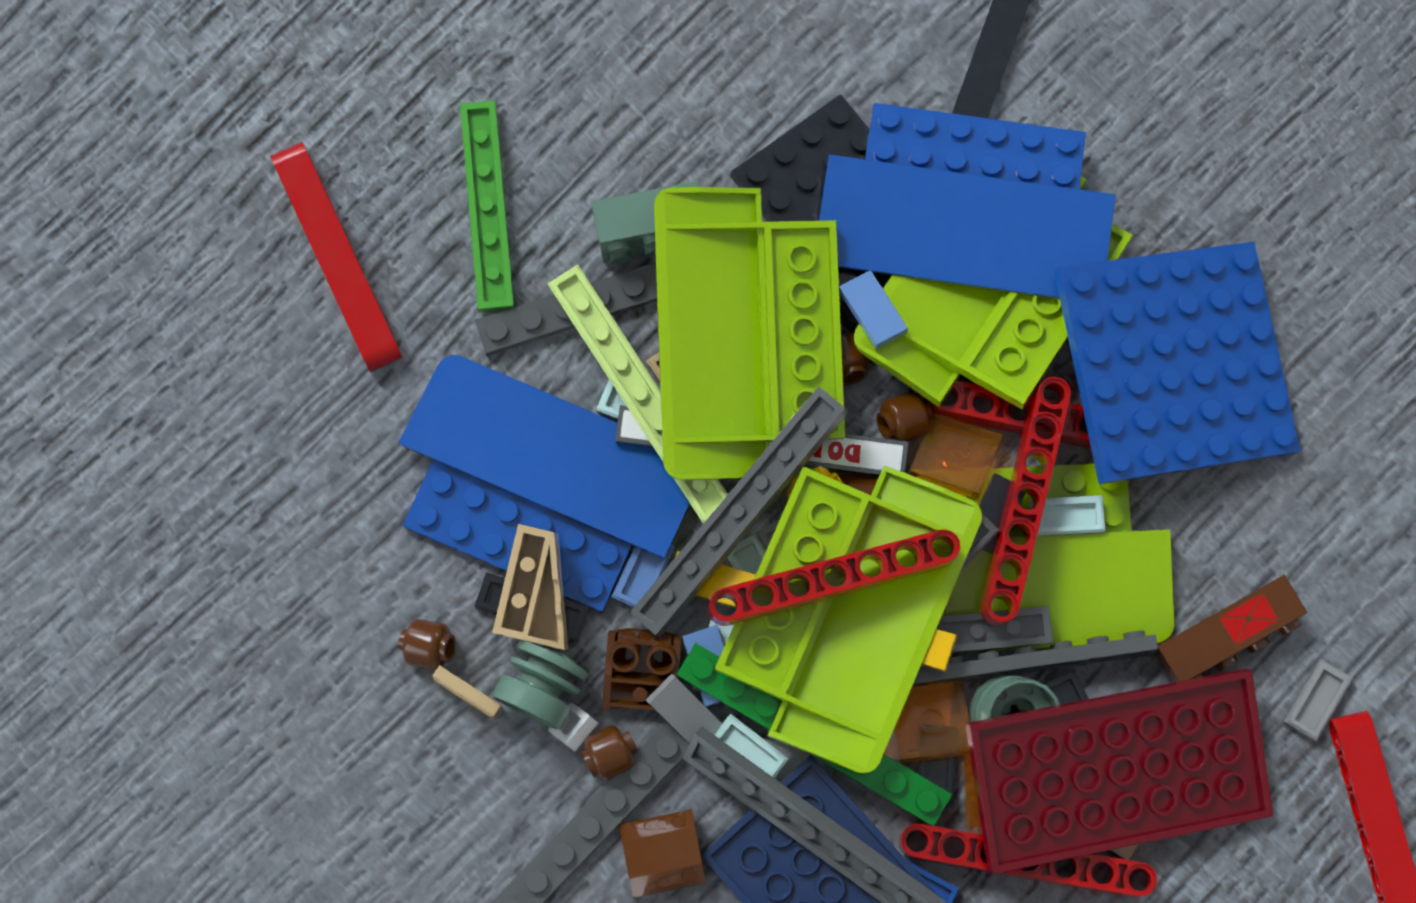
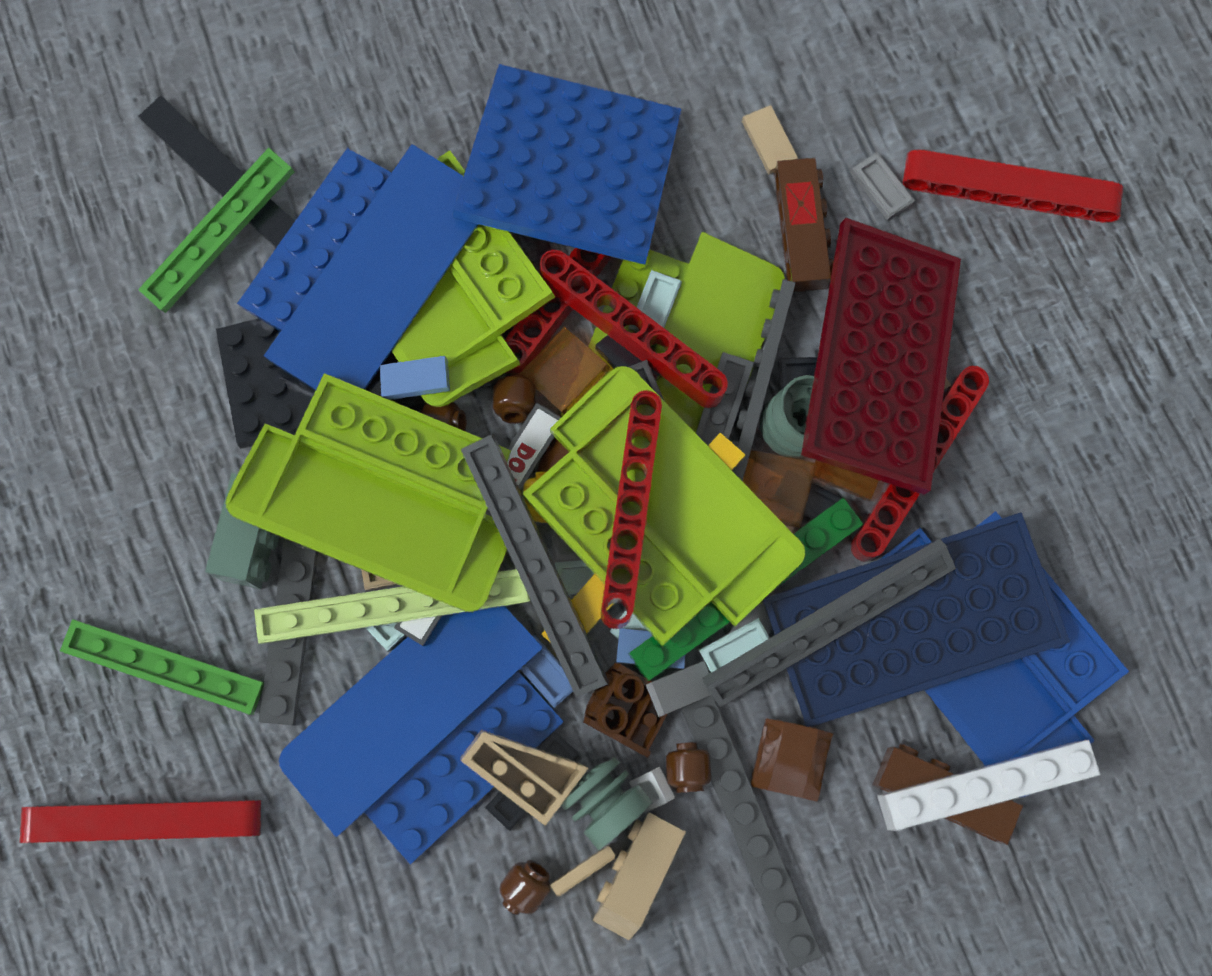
camera: 70 degrees left, 0 degrees up
(485, 746) = (638, 875): none -> tan wedge
(941, 47) = (216, 230): none -> bright green plate
(1313, 558) = (768, 137): none -> tan tile

